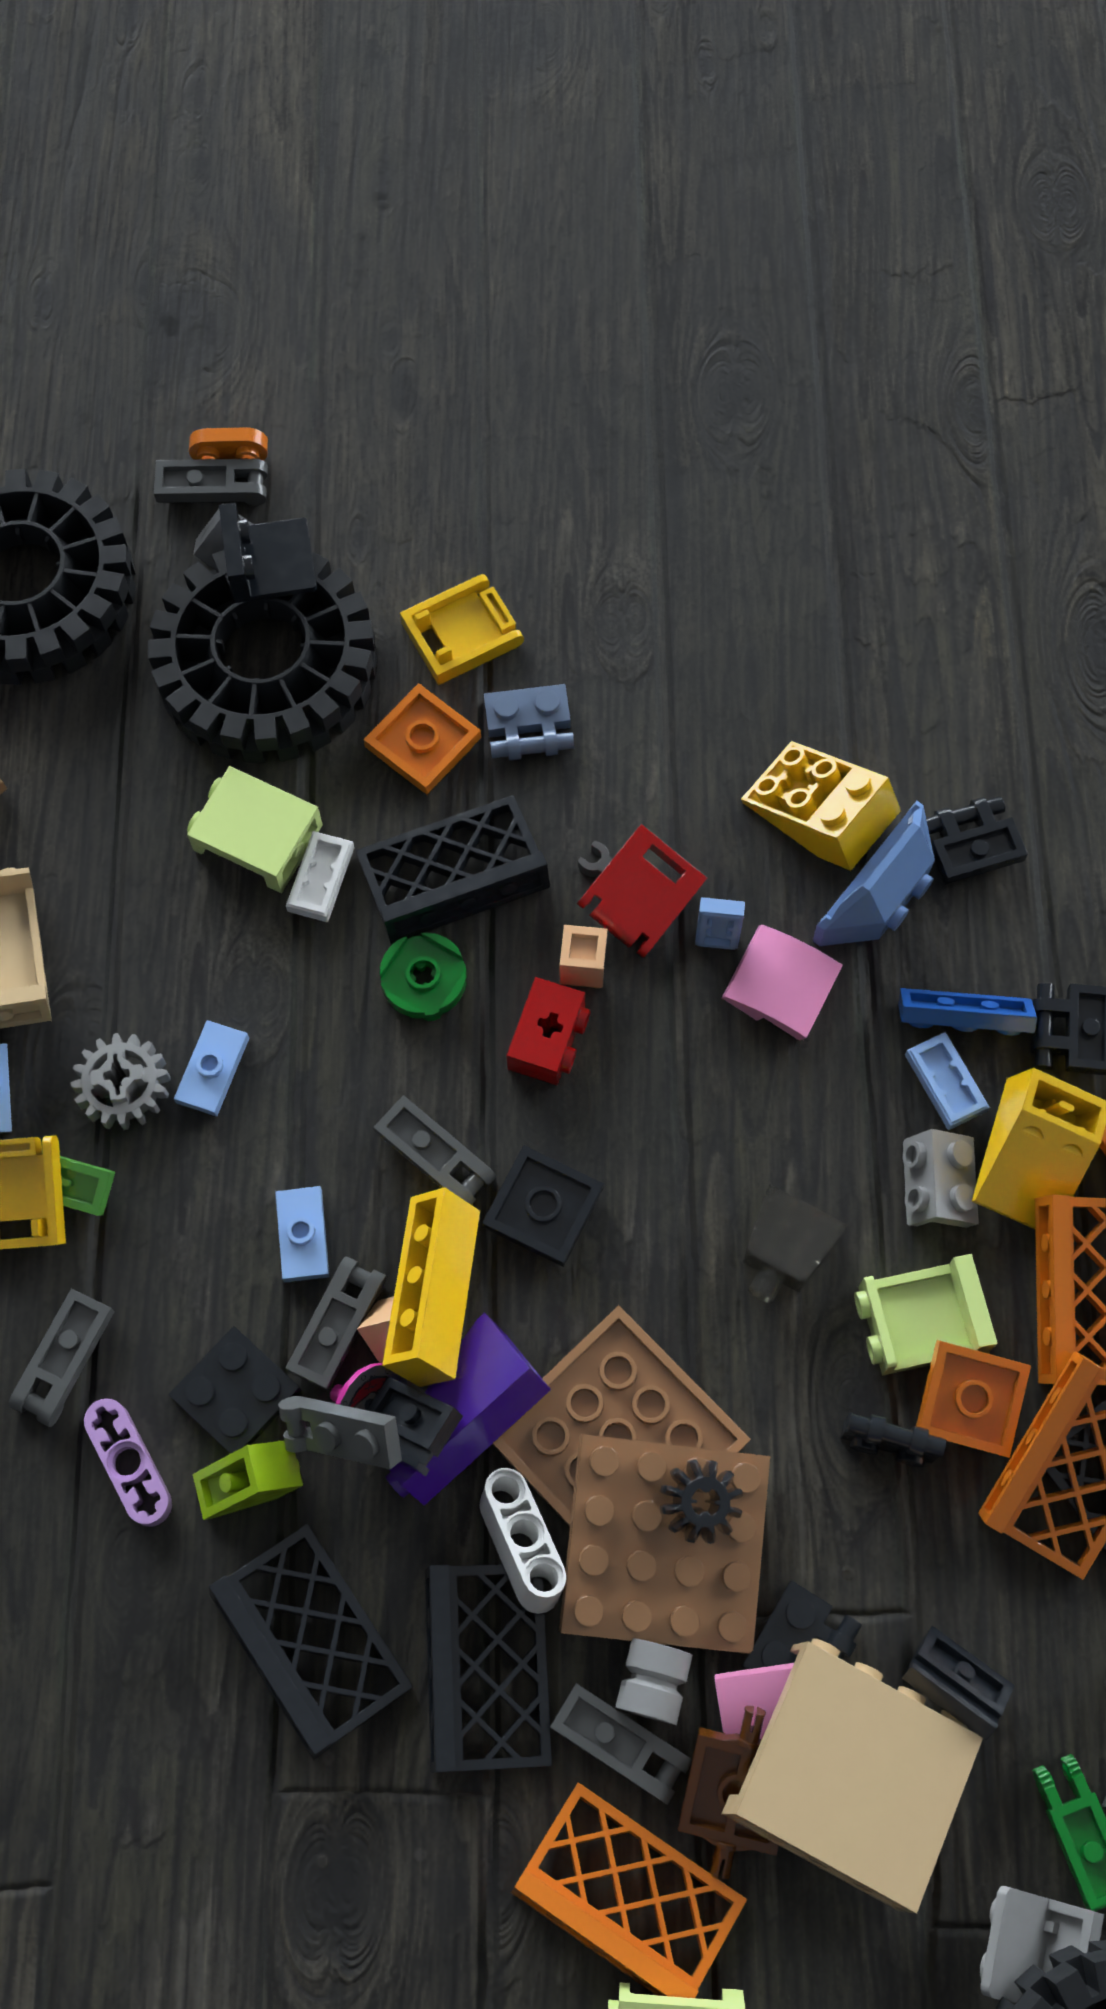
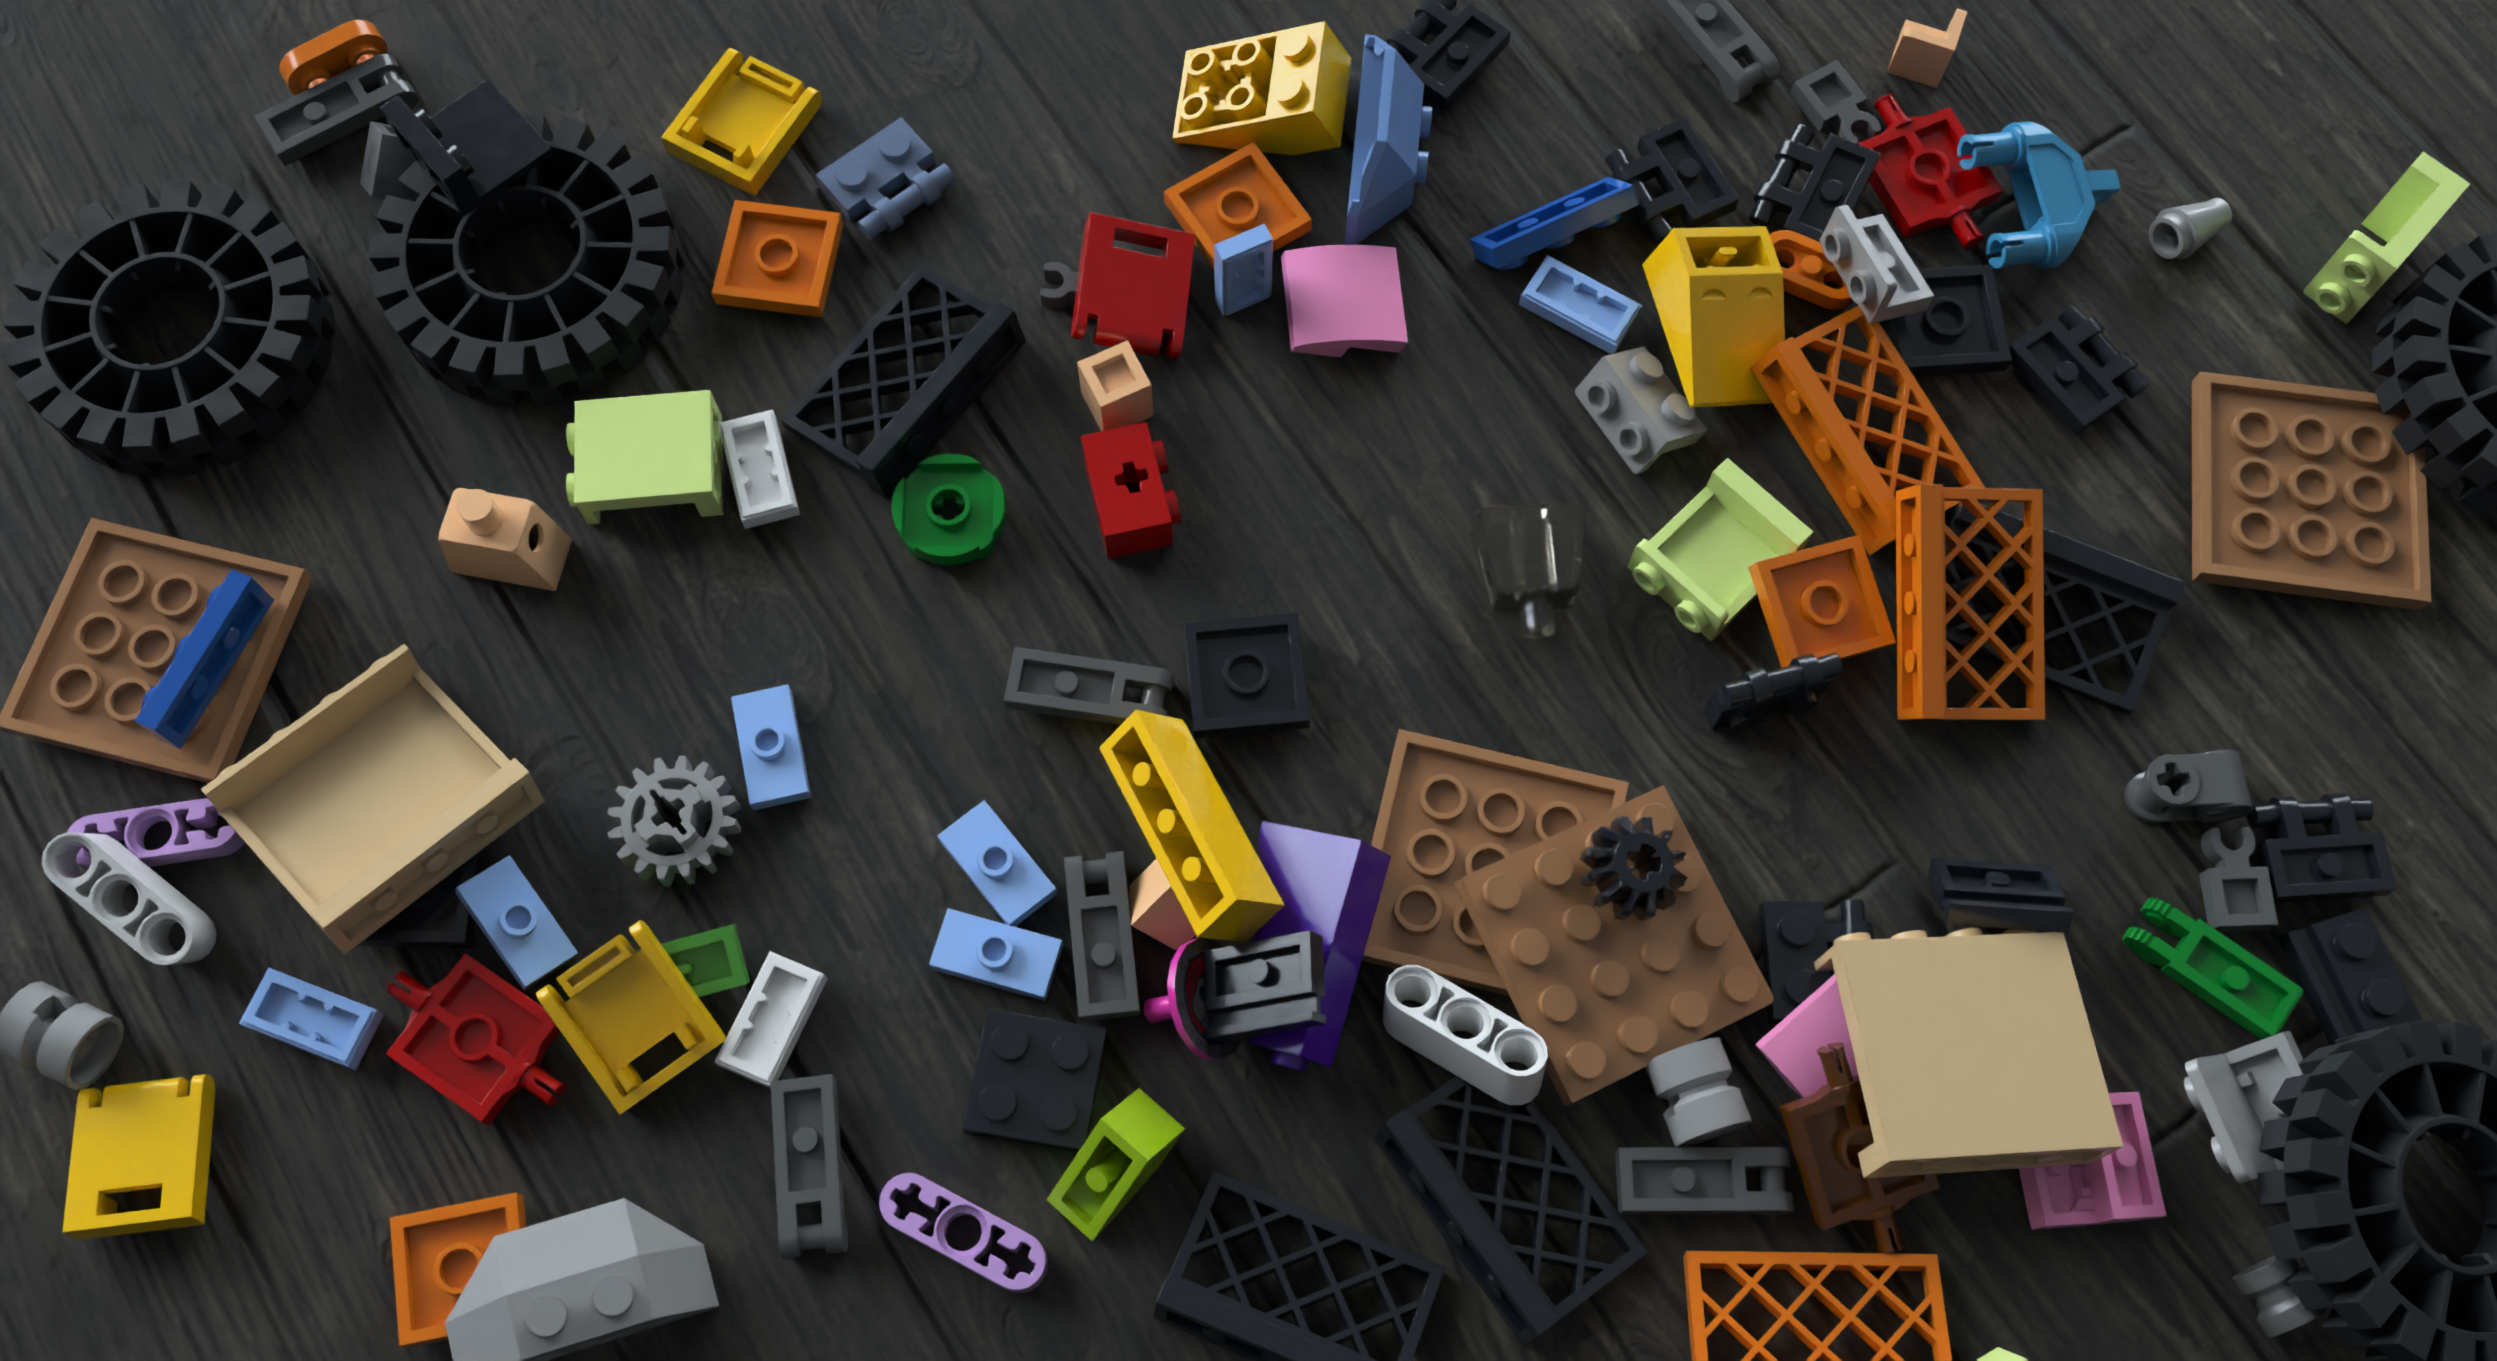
camera: 35 degrees left, 0 degrees up
(98, 1248) = (771, 1020): none -> white plate
(123, 826) = (493, 536): none -> light nougat torso
(263, 1293) = (996, 954): none -> light blue plate
(340, 1431) = (1198, 1036): dark grey plate -> none
(752, 871) = (1234, 198): none -> orange plate
(898, 1936) = (2107, 1191): none -> bright pink slope

